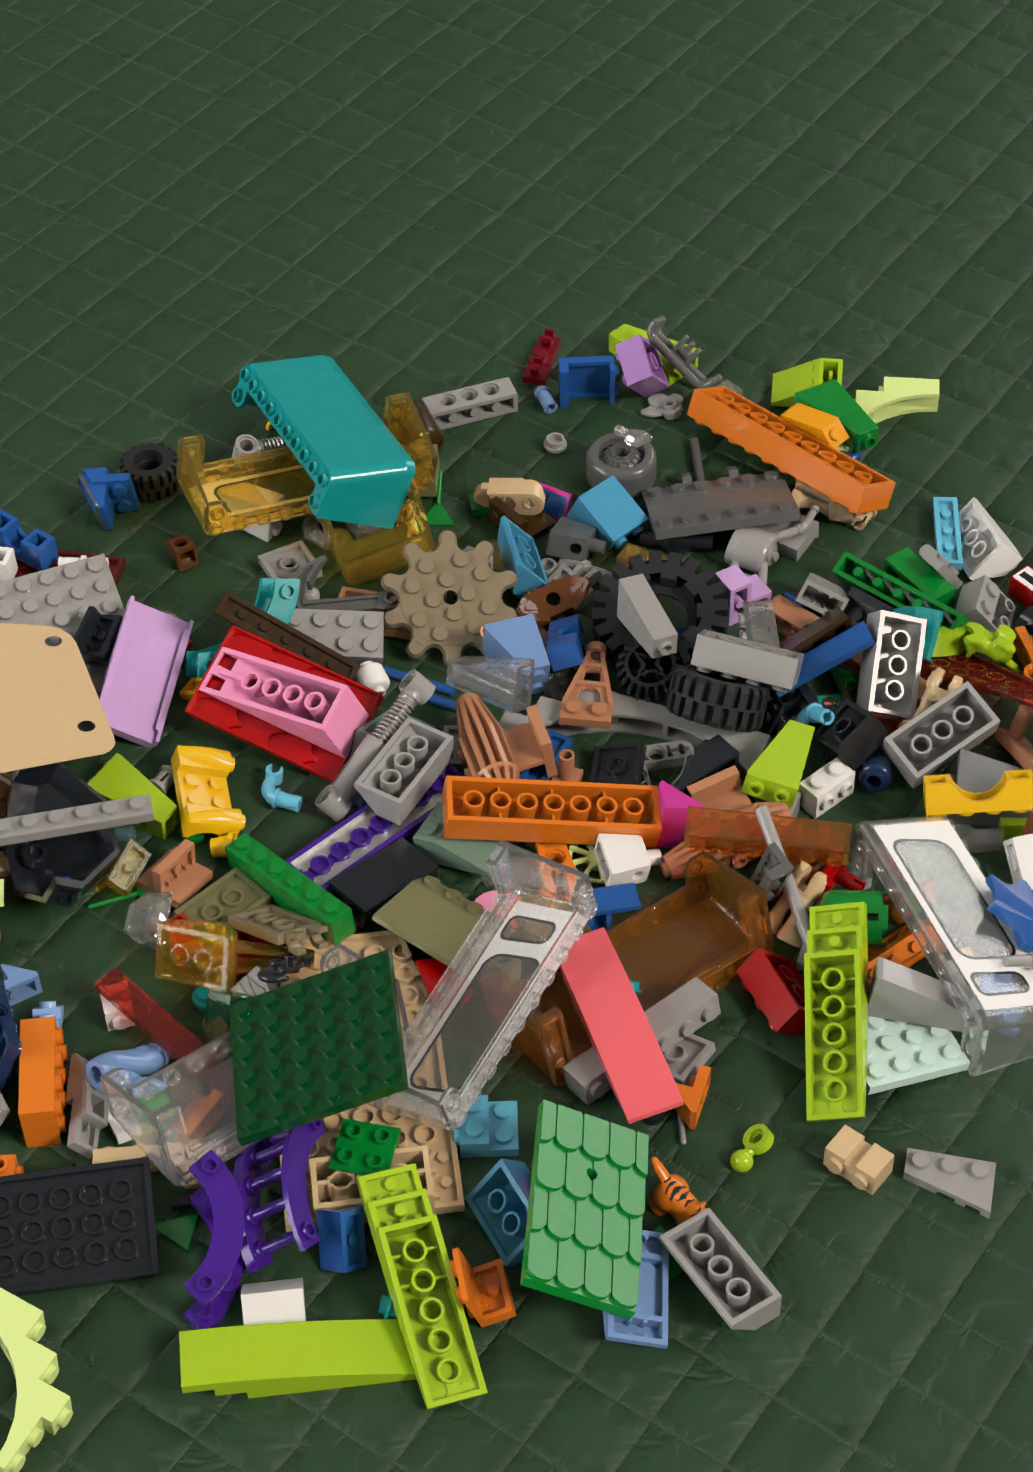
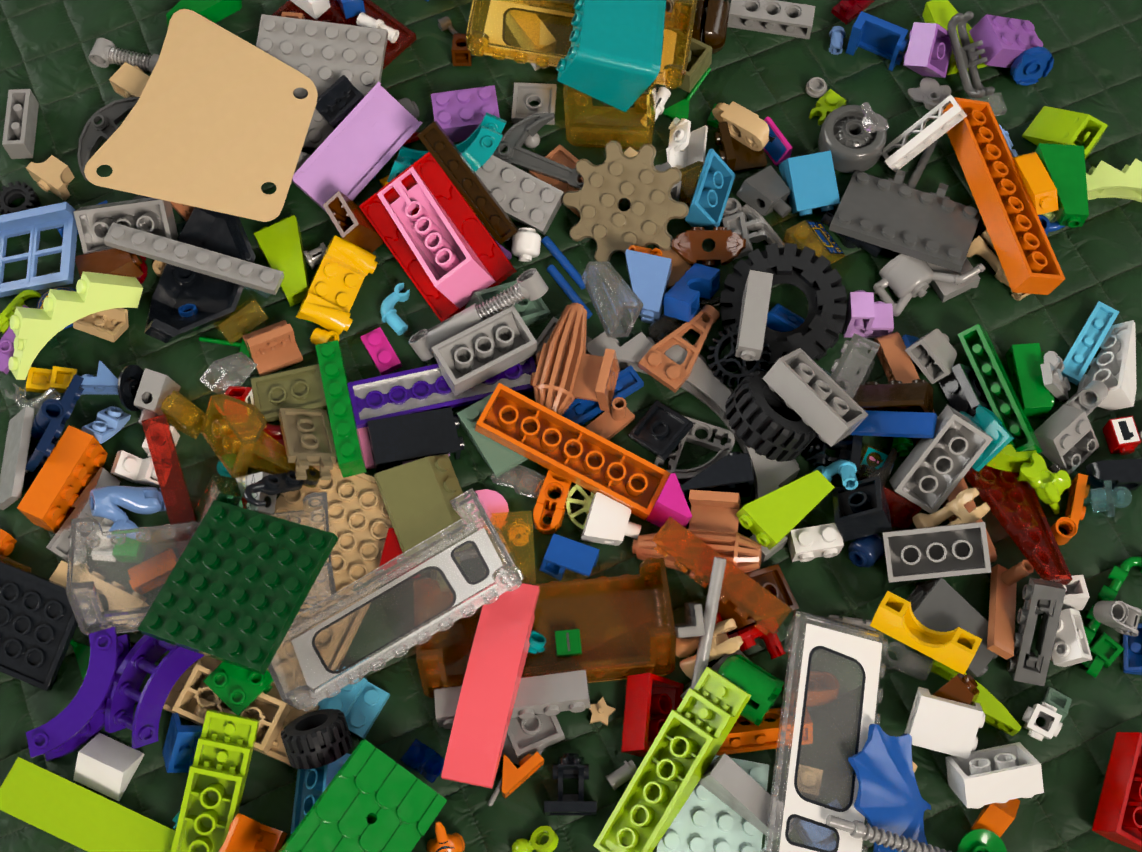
camera: 30 degrees right, 20 degrees up
(52, 973) = (128, 385): none -> black dish
(83, 966) = (151, 392): none -> light grey torso
(121, 1037) = (134, 469): none -> white slope
(131, 963) = (183, 414): none -> clear yellow slope
(148, 538) = (445, 23): none -> dark grey hand
(187, 725) = (352, 222): none -> reddish brown slope
(204, 599) = (463, 110): none -> medium lavender brick
(288, 832) = (381, 351): none -> dark pink plate
(467, 530) = (690, 142): none -> white piece
(481, 1155) = (316, 738): none -> black tyre
(576, 454) = (826, 104): none -> lime plate
(659, 975) = (568, 643): none -> green tile
(688, 434) = (924, 136): none -> white fence
(709, 331) = (1004, 39): none -> medium lavender brick
(731, 1018) = (600, 712): none -> tan piece
(741, 344) = (1032, 65): none -> blue tile
(746, 1068) = (570, 767): none -> black tile
(793, 1048) = (622, 774): none -> light grey pin
(976, 570) = (1085, 400): none -> light grey piece

